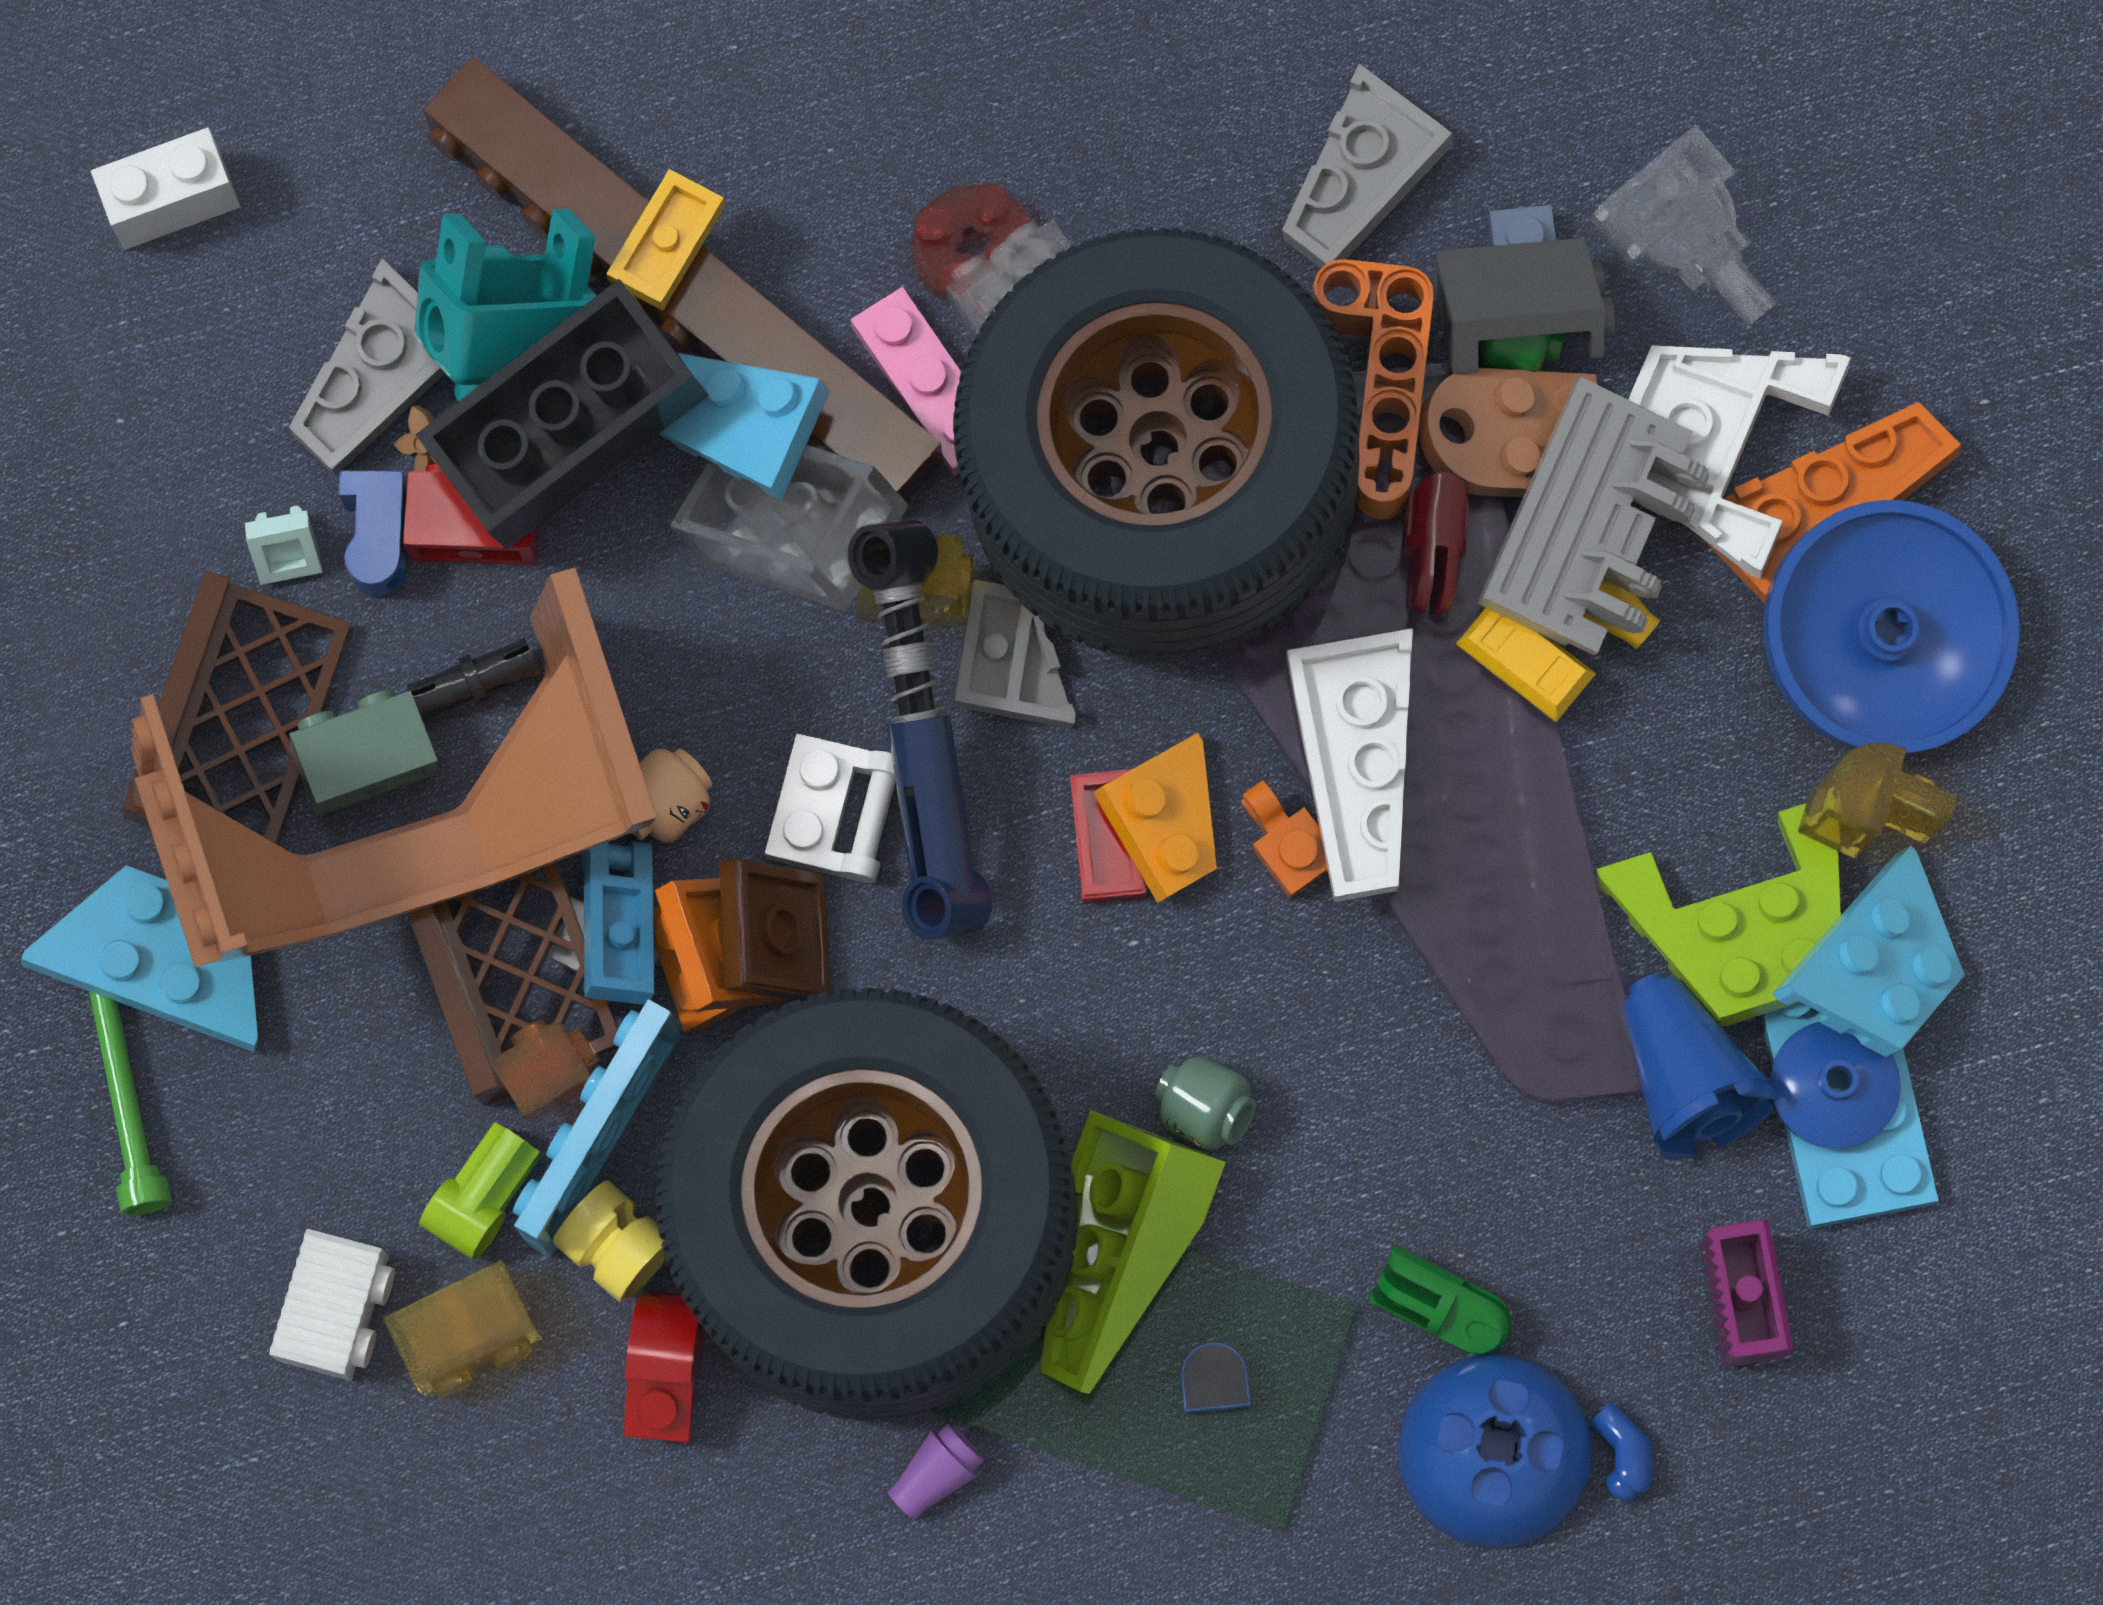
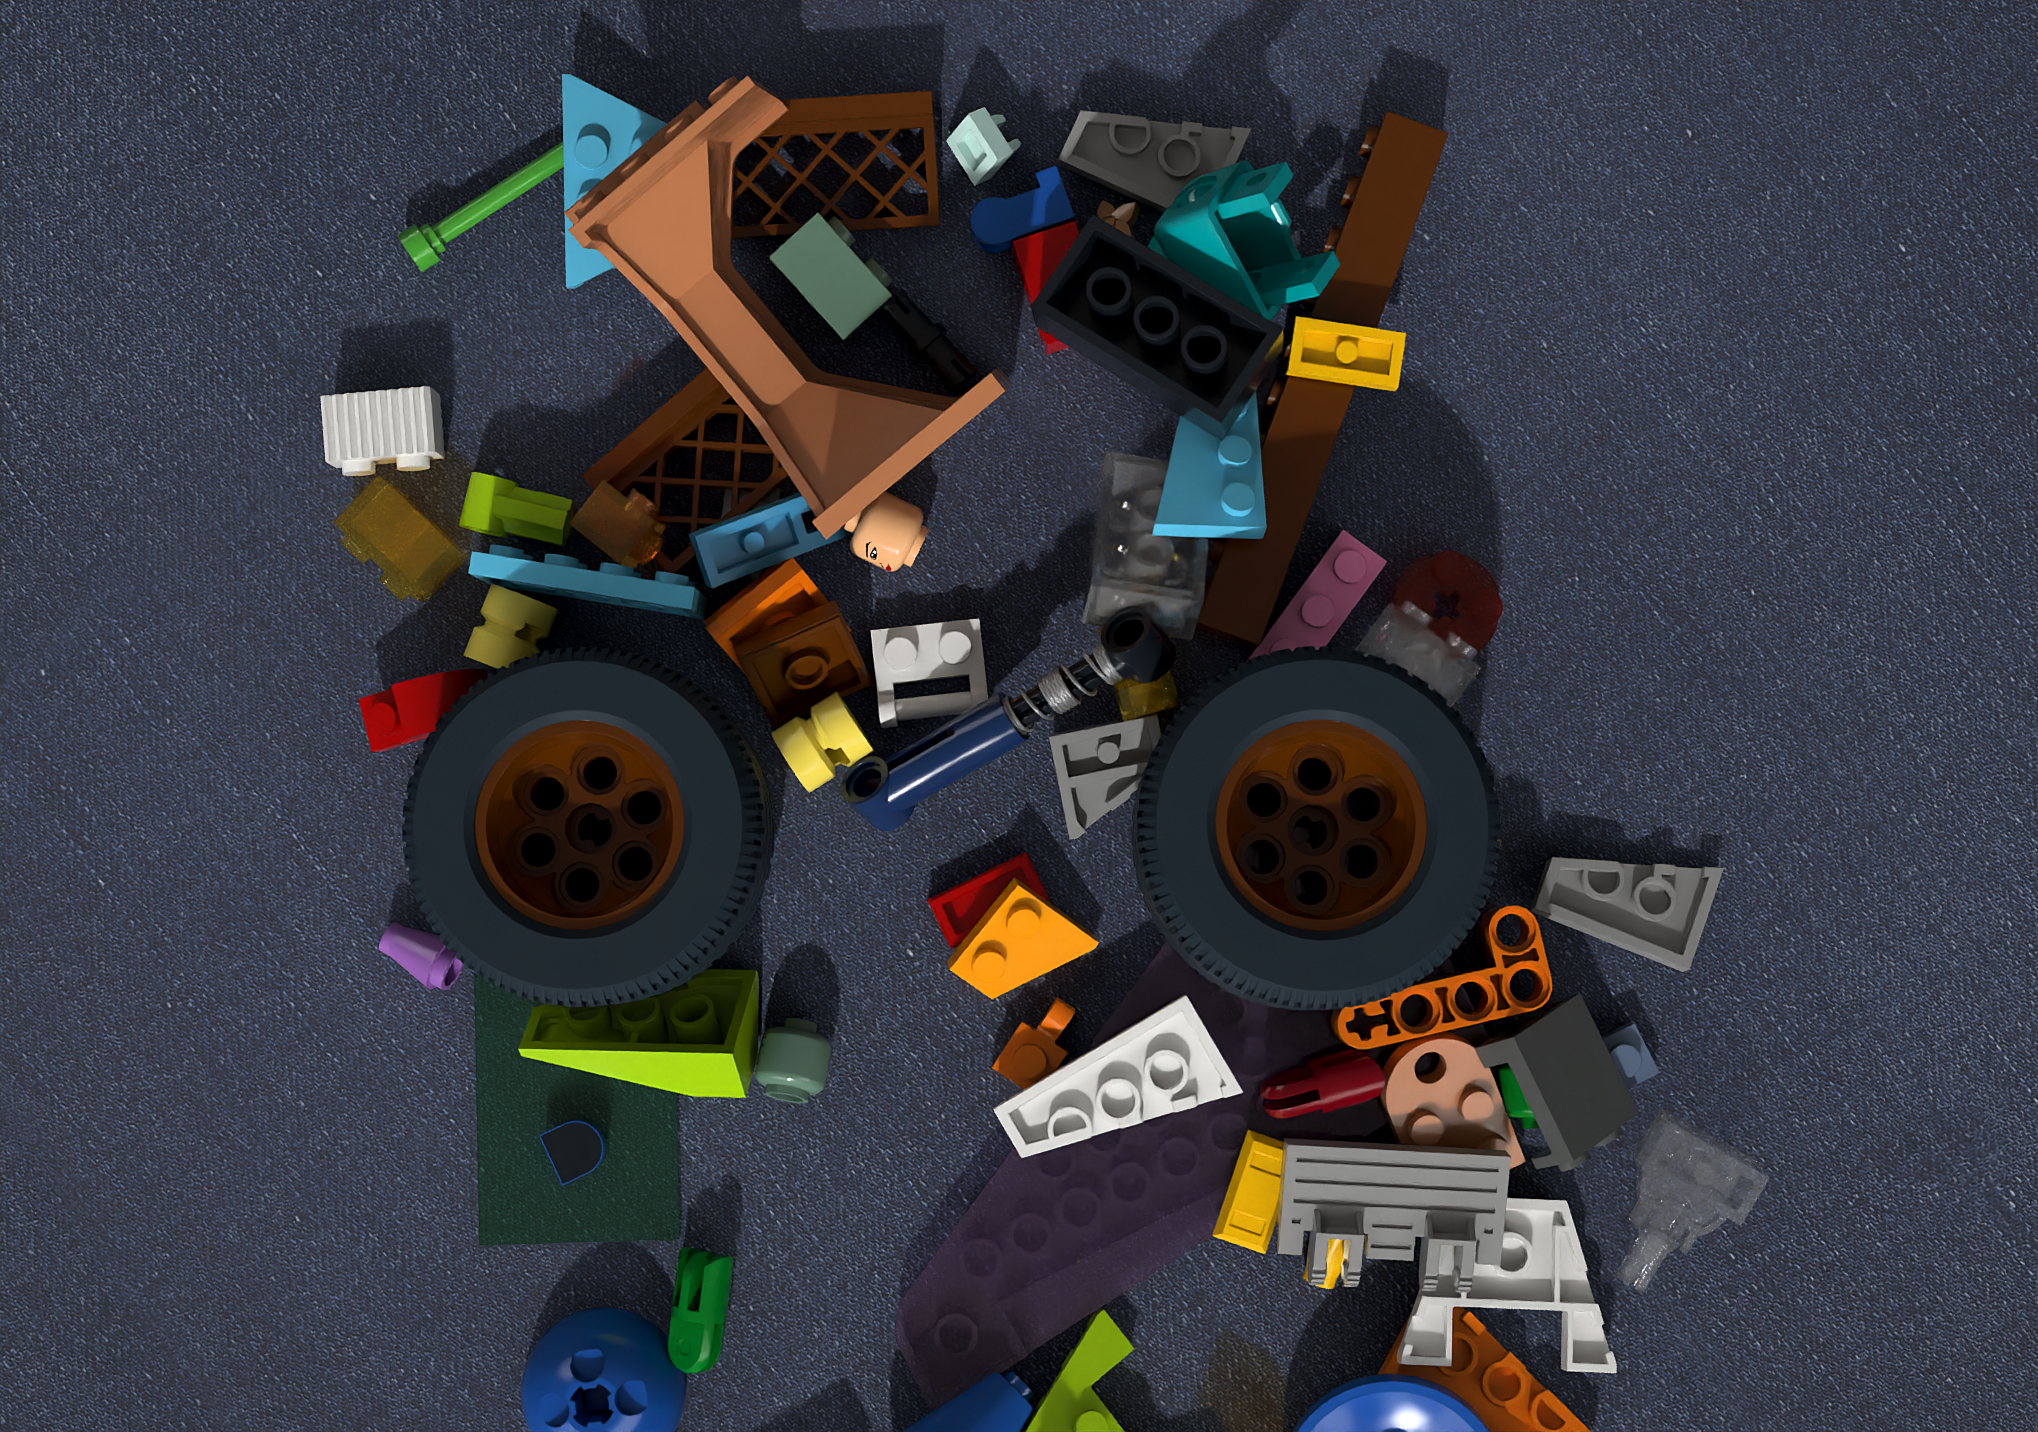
camera: 65 degrees right, 10 degrees up
(867, 941) = (822, 742): none -> light yellow wheel

